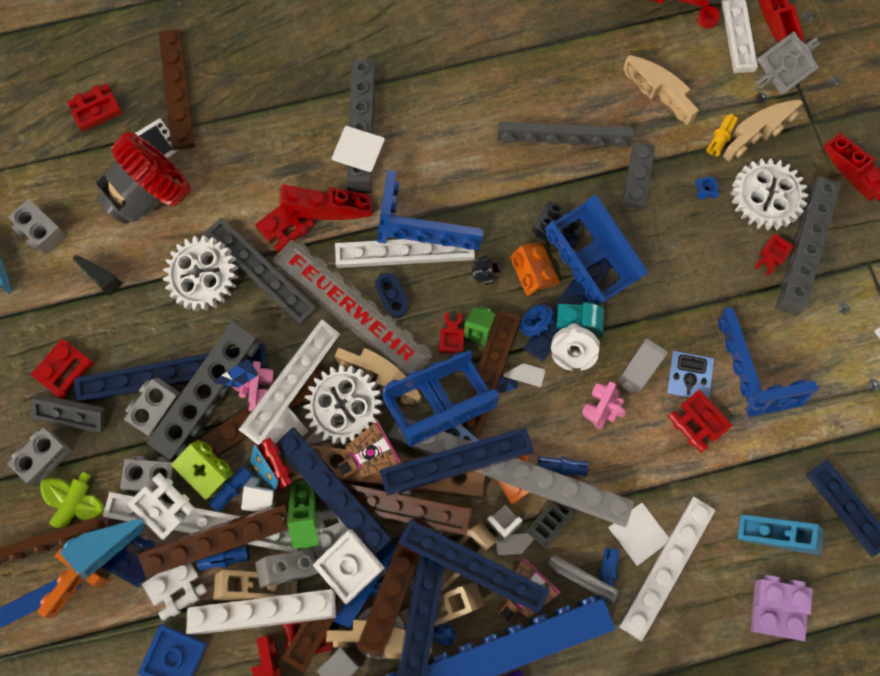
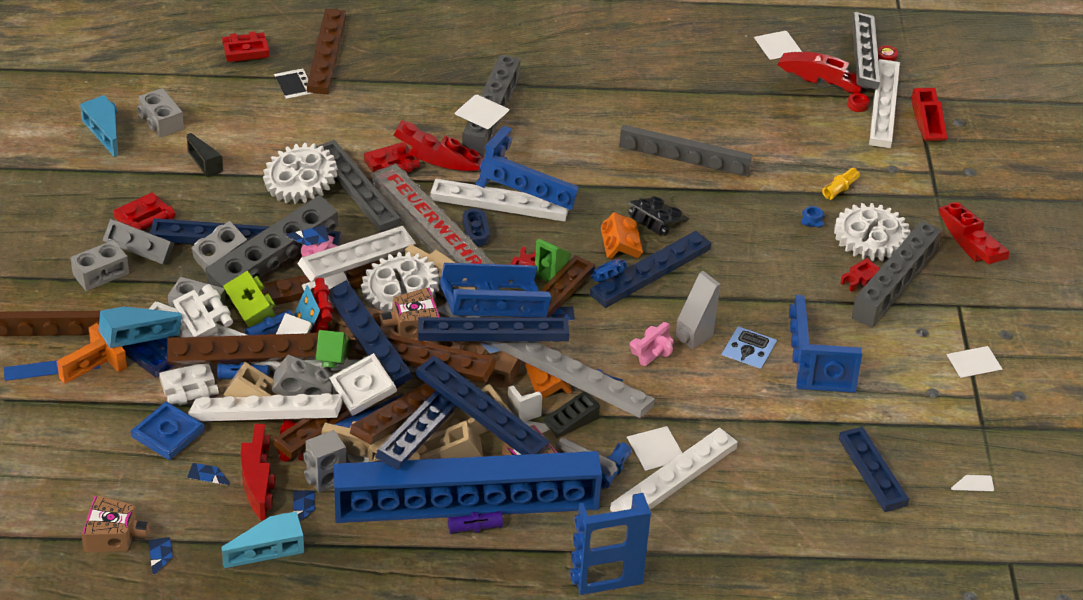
camera: 10 degrees right, 30 degrees down
(71, 500) = (108, 296): lime plant -> none
(139, 180) = (269, 92): piece -> none
(486, 270) = (573, 226): black gear -> none
(527, 374) = (586, 311): white sticker -> none
(575, 336) = (651, 291): white plate -> none
(587, 316) = (658, 273): teal brick -> none
(607, 244) = (698, 227): blue window -> none
(638, 175) = (748, 196): dark grey plate -> none
(658, 81) = (792, 134): tan slope -> none
(705, 416) = (750, 371): red plate -> none
(762, 124) = (882, 181): tan slope -> none
(781, 534) = (802, 471): dark azure slope -> none
(781, 608) = (778, 526): lavender plate -> none
(788, 63) = (922, 143): light grey plate -> none

